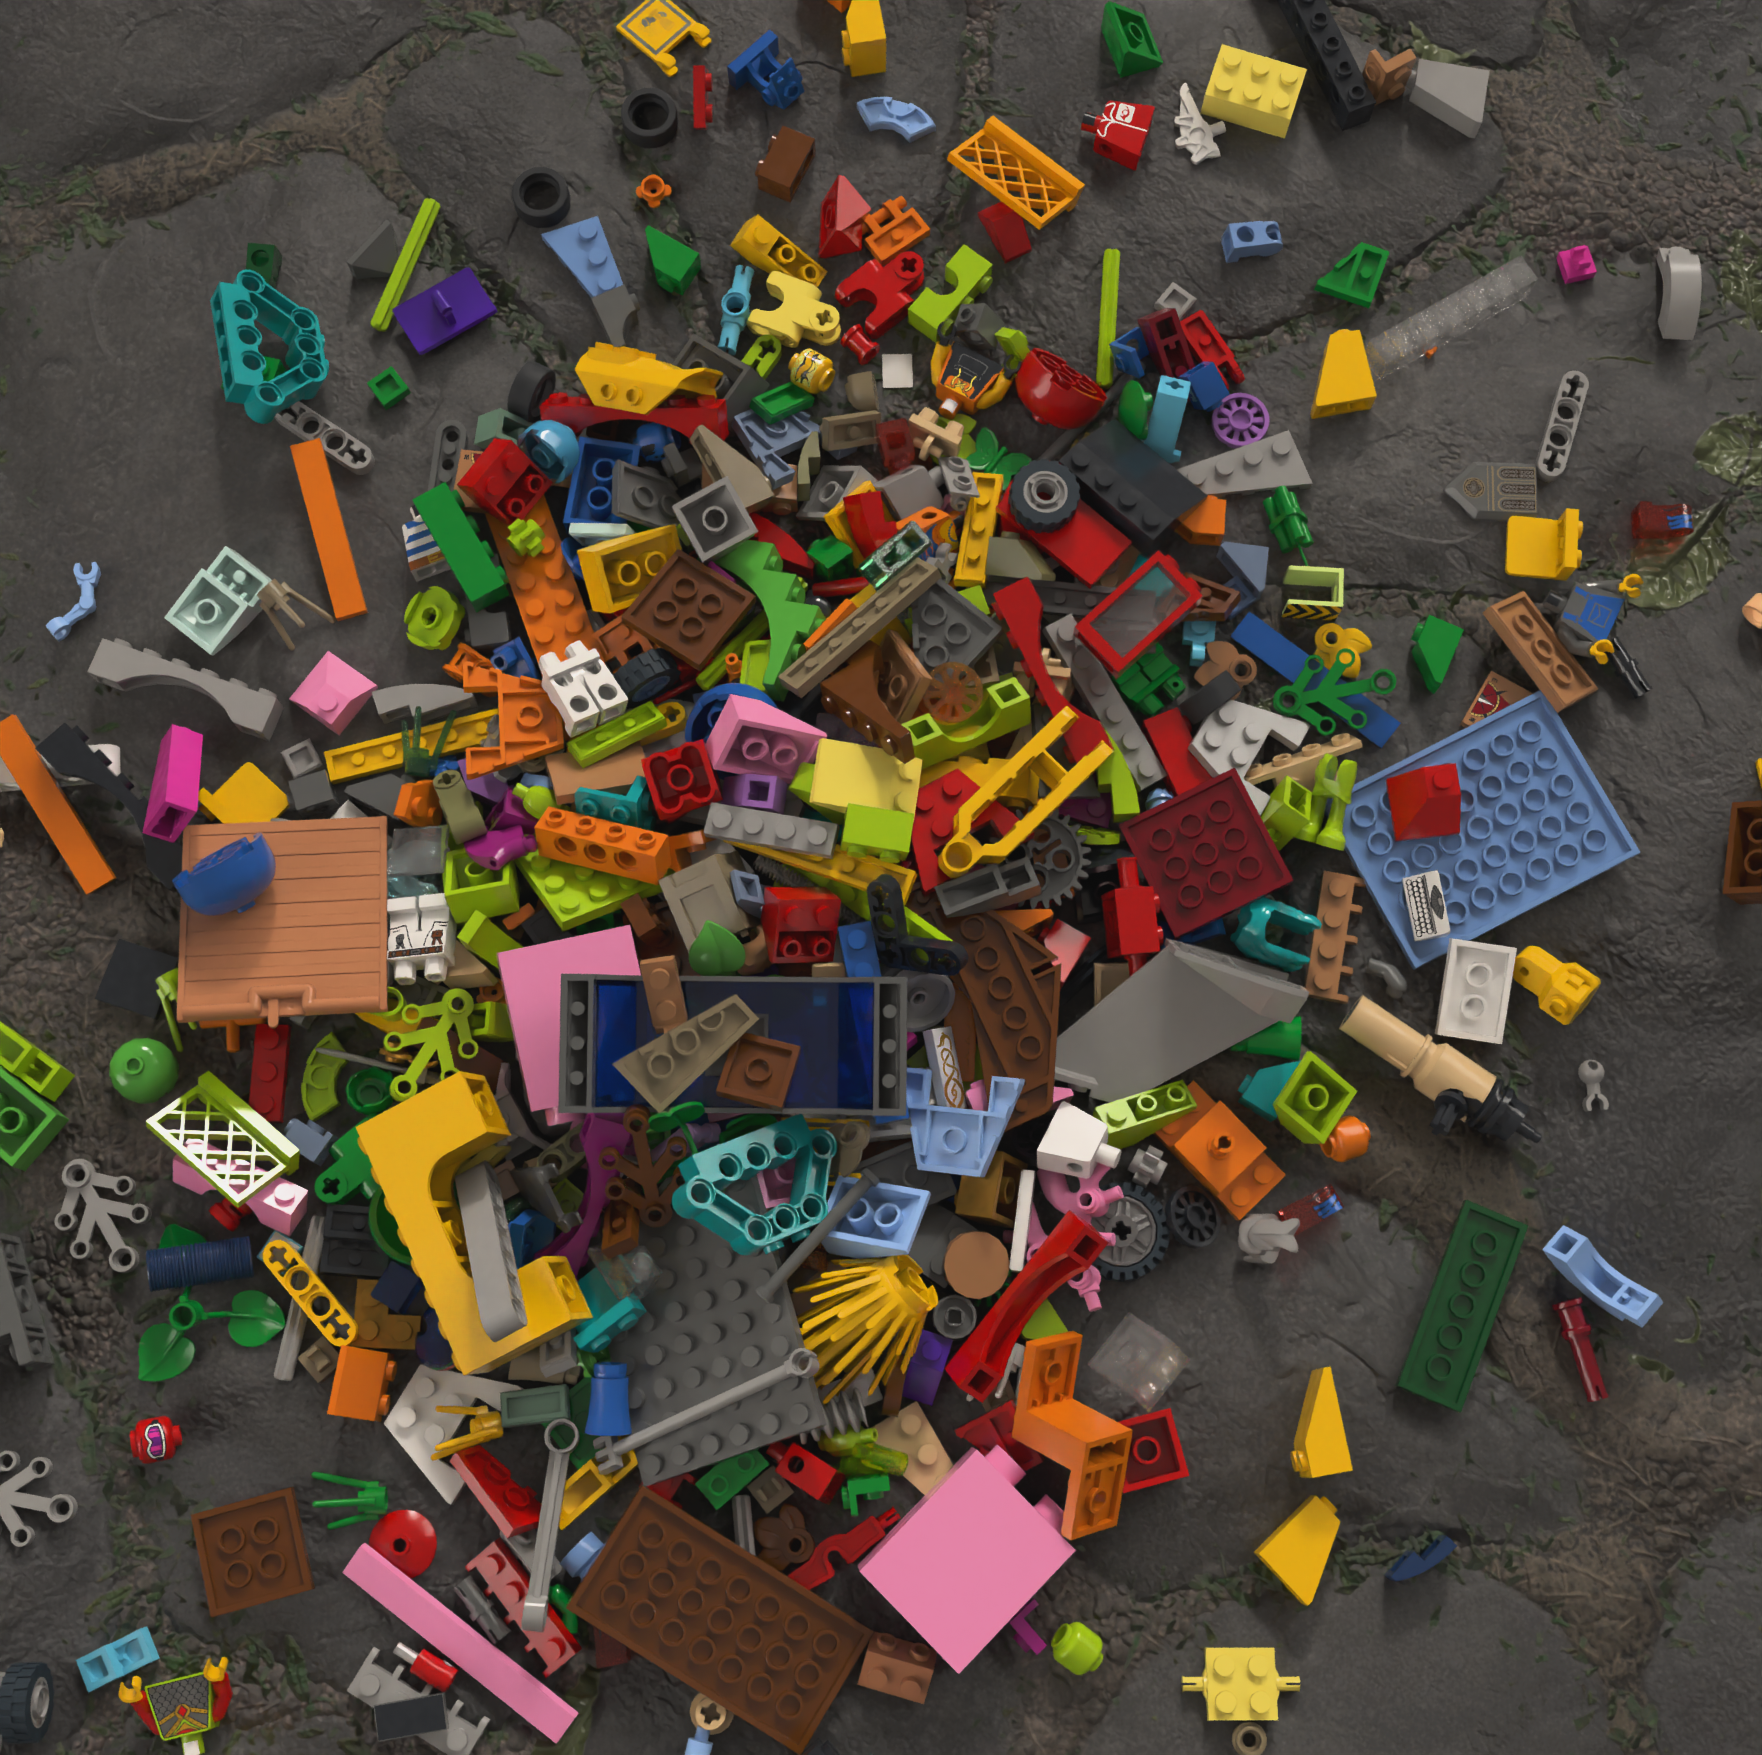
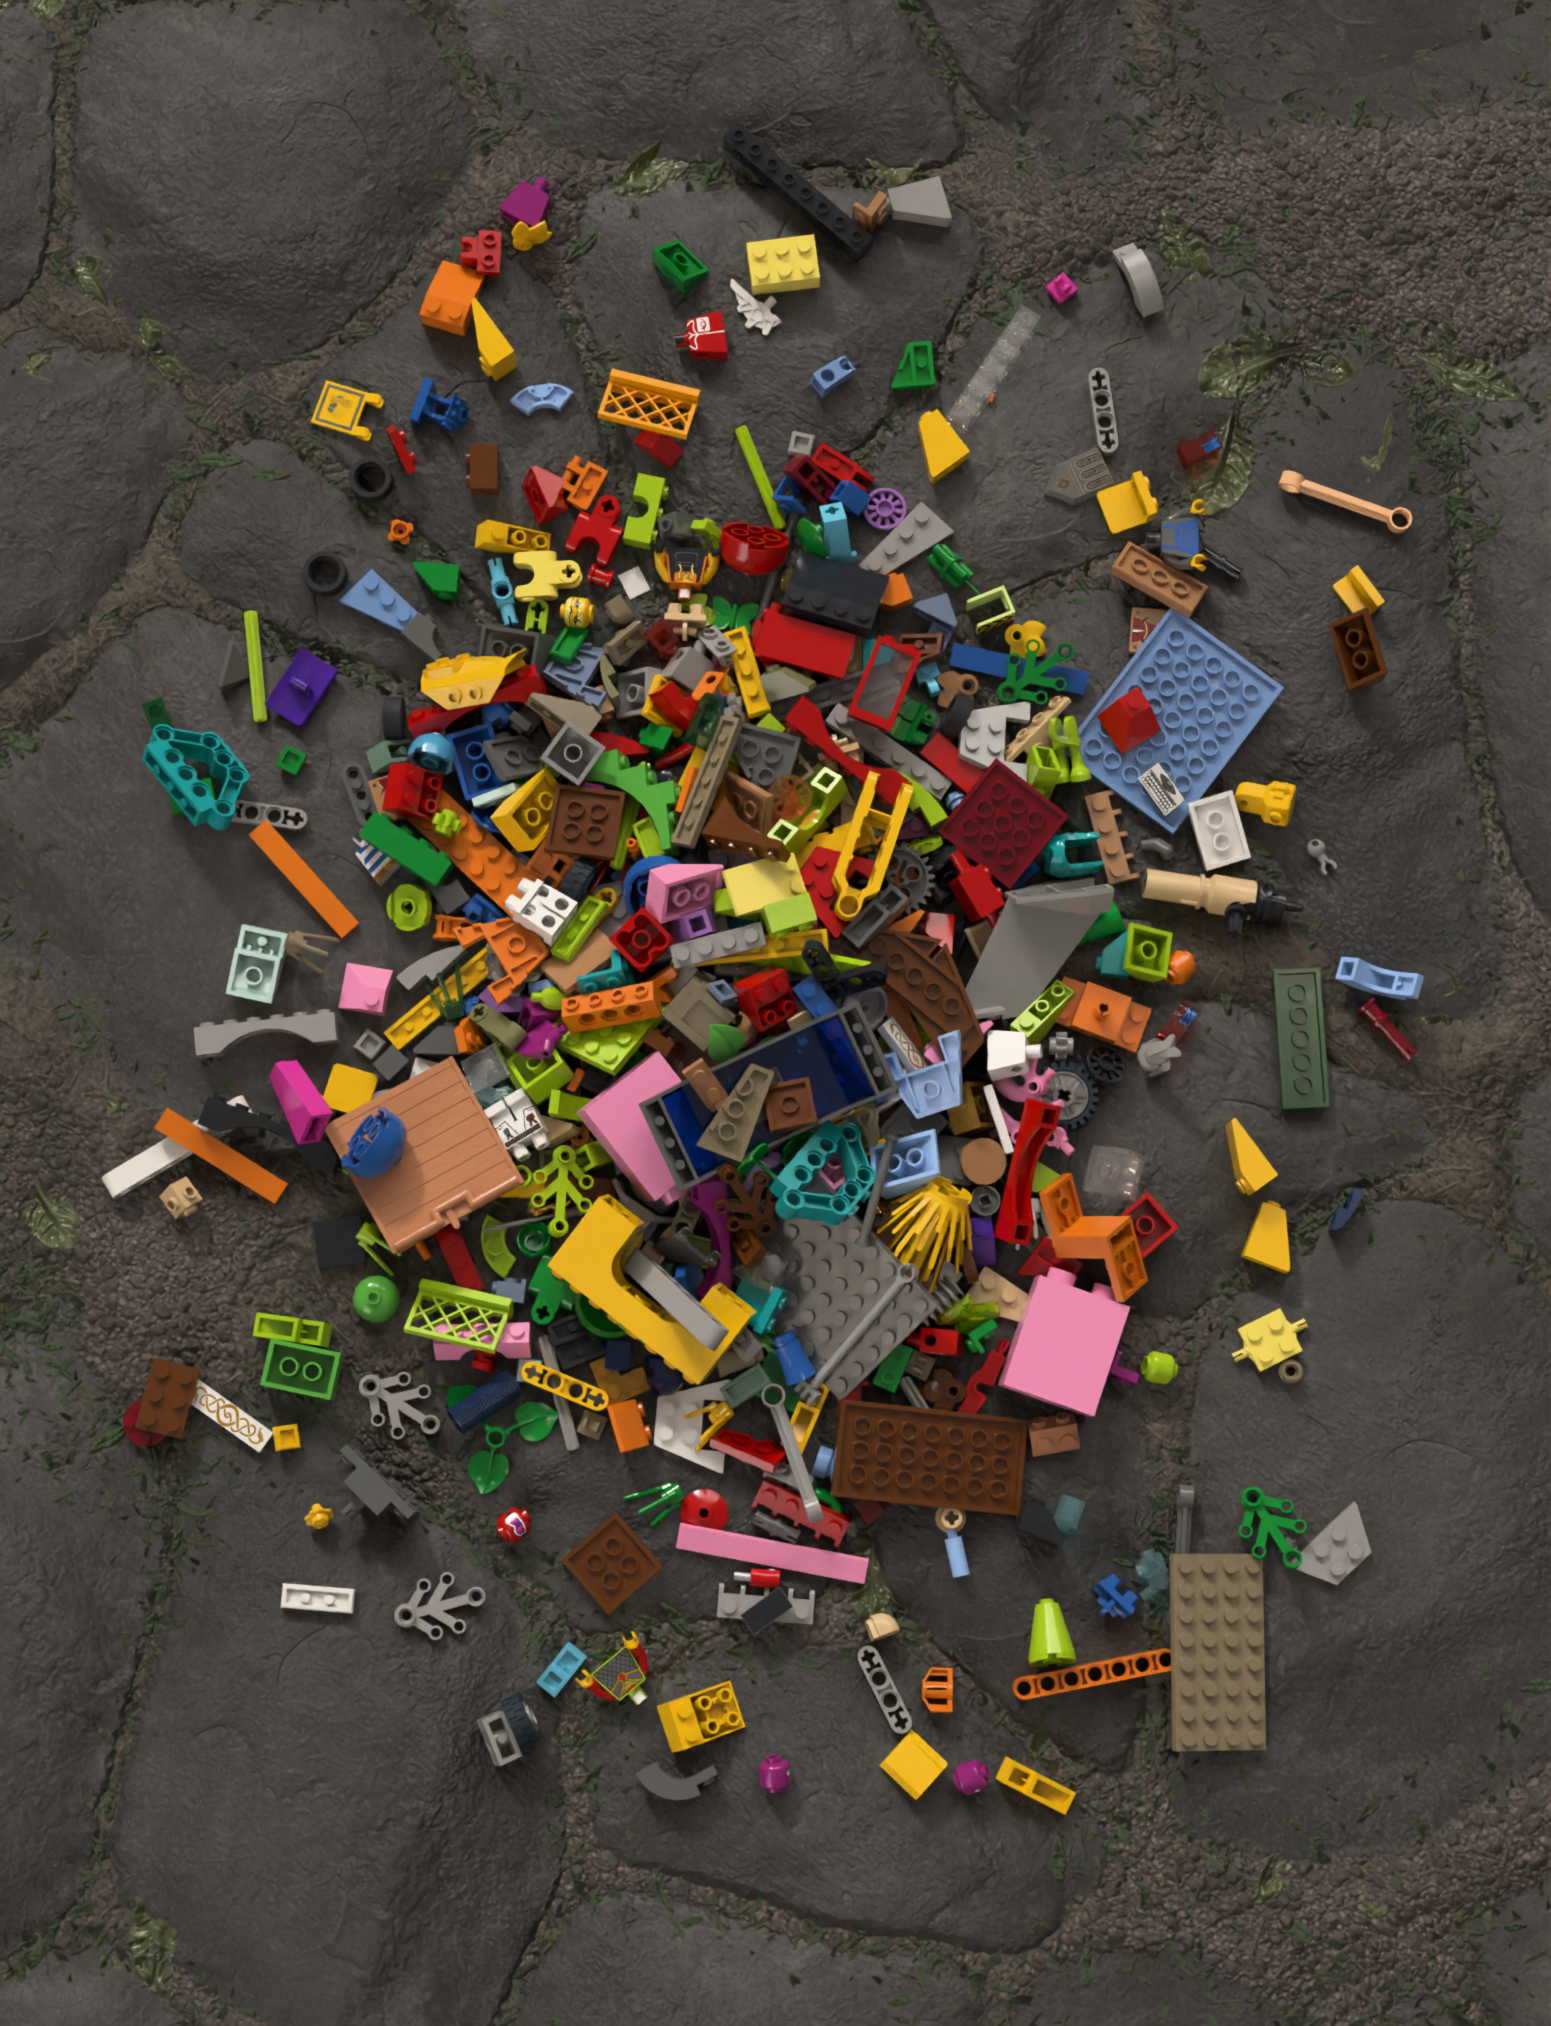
camera: 25 degrees left, 5 degrees up
(61, 626) = (165, 1010): light blue piece -> none
(1047, 478) = (788, 619): black wheel -> none
(1434, 649) = (1088, 610): green slope -> none

